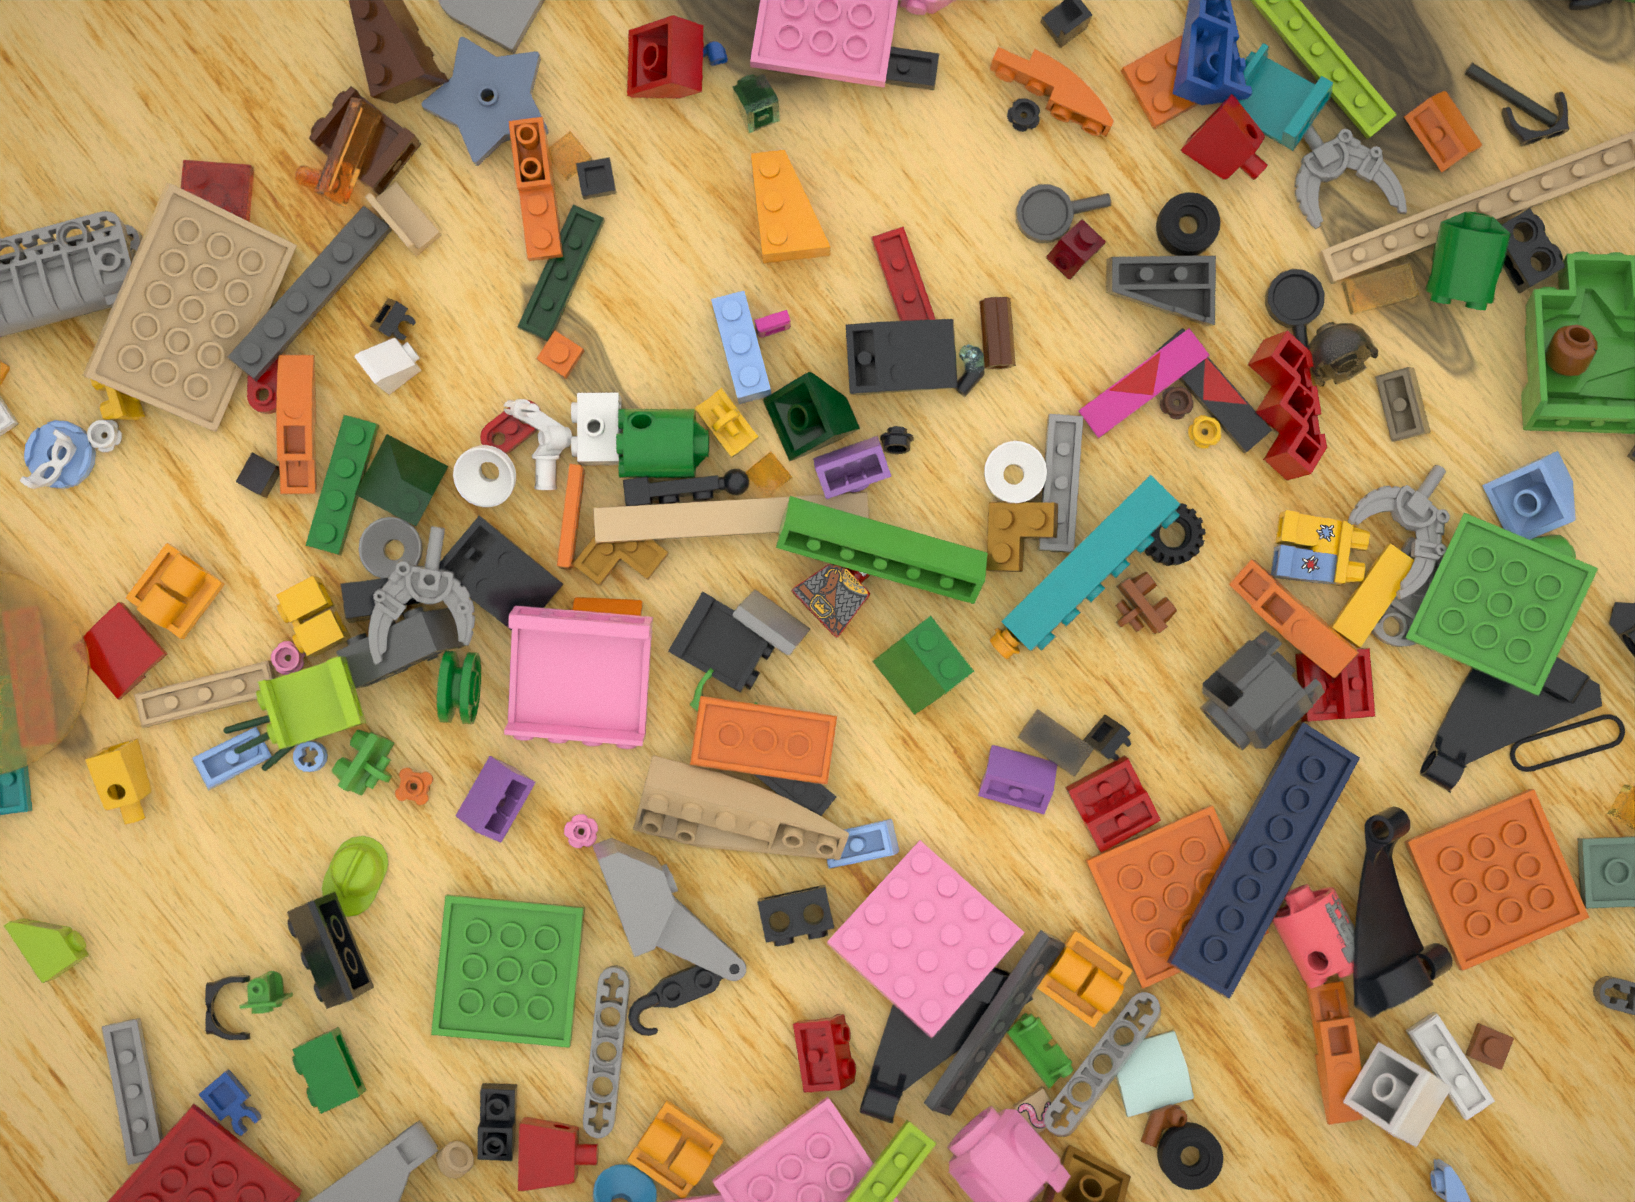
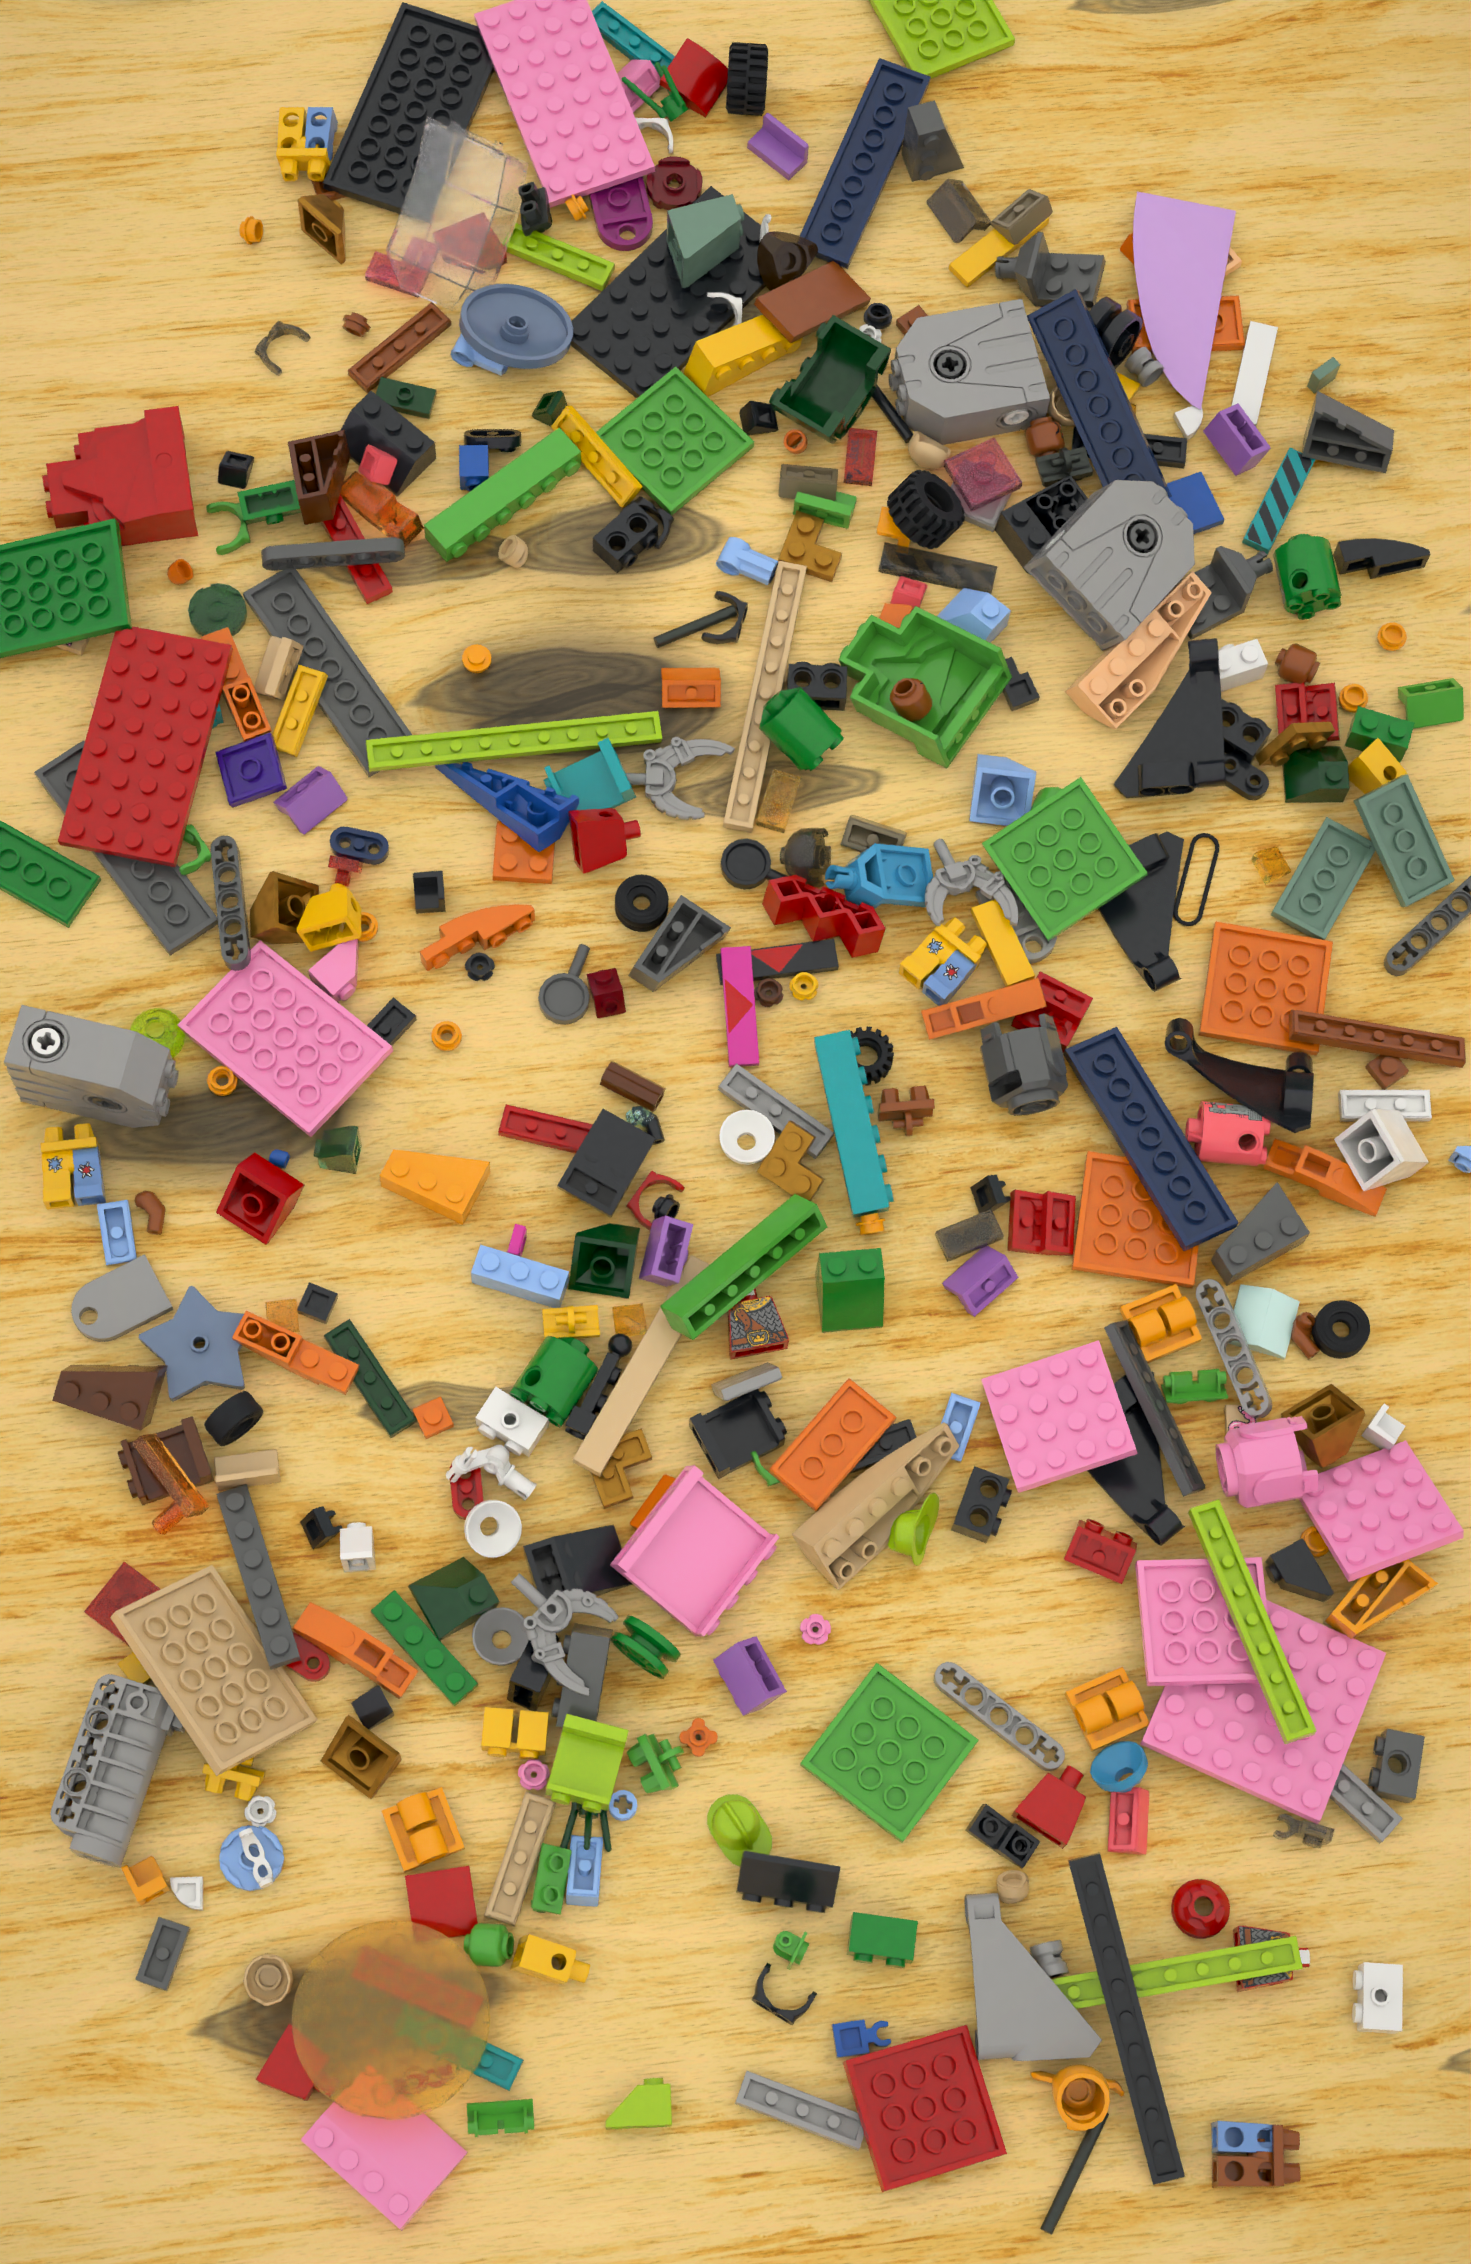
camera: 60 degrees left, 15 degrees down
(107, 716) = (489, 1944): none -> bright green head
(199, 734) = (551, 1879): none -> bright green hinge
(207, 493) = (360, 1757): none -> pearl gold slope
(437, 173) = (233, 1418): none -> black tyre
(571, 516) = (566, 1485): orange tile -> none
(657, 918) = (912, 1610): light grey slope -> none
(728, 865) = (913, 1528): none -> lime piece
(917, 408) = (651, 1179): none -> red cap
(937, 118) = (446, 1027): none -> light orange plate
(1235, 1025) = (1261, 1237): none -> dark grey wedge
(1367, 439) = (884, 876): none -> dark azure plate
(1514, 1020) = (1377, 1038): none -> dark orange tile
(1612, 93) = (740, 558): none -> light blue piece

